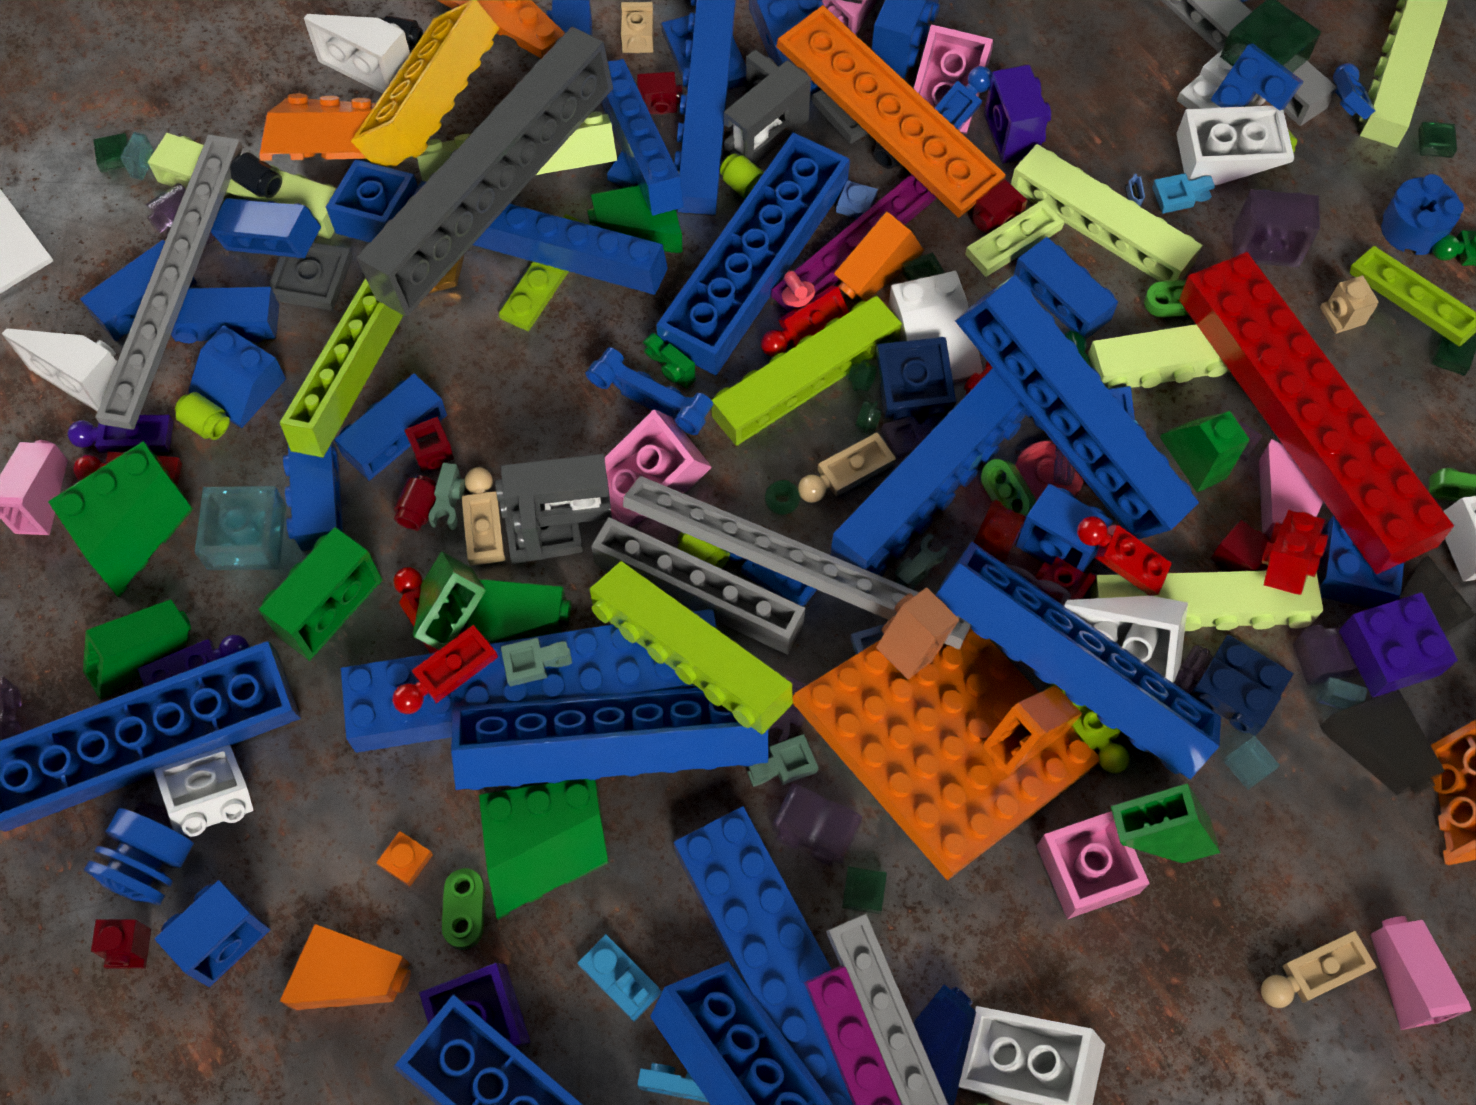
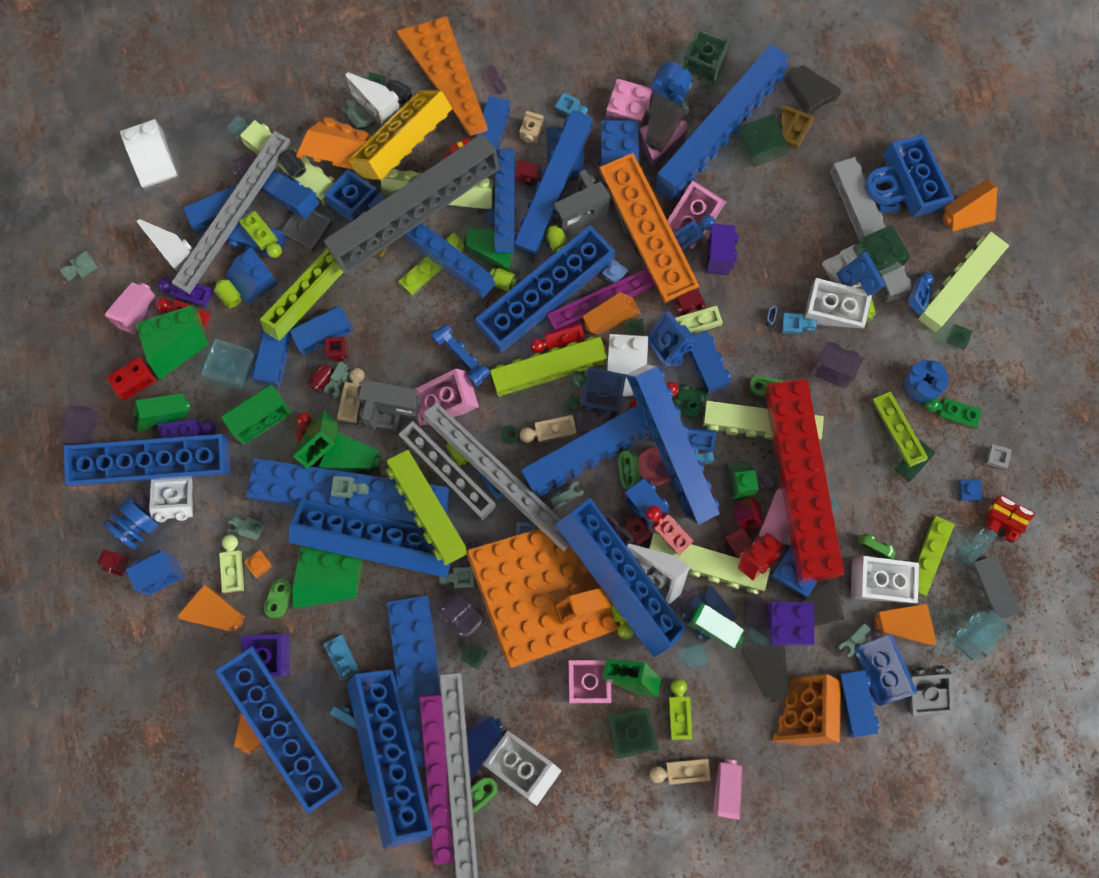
camera: 20 degrees right, 10 degrees up
(65, 605) = (131, 378): none -> red brick
(109, 150) = (224, 118): clear green plate -> none
(235, 299) = (261, 234): none -> lime plate
(339, 85) = (357, 115): none -> sand green plate
(354, 878) = (231, 566): none -> yellowish green plate
(365, 798) = (249, 528): none -> sand green plate
(445, 670) = (303, 479): red plate -> none
(674, 364) = (479, 341): green plate -> none
(681, 259) = (504, 279): none -> lime brick
(798, 292) = (559, 321): coral plate -> none
(916, 632) = (541, 538): nougat brick -> none
(992, 258) = (670, 340): none -> blue plate
(999, 531) = (611, 494): clear red hips -> none
(1106, 216) = (747, 325): yellowish green brick -> none
(1206, 929) = (632, 733): none -> clear green brick
(1238, 496) = (748, 513): none -> dark red brick
(1269, 867) = (680, 712): none -> lime plate
(1273, 688) = (716, 626): none -> slope
(1350, 305) = (860, 422): tan brick -> none

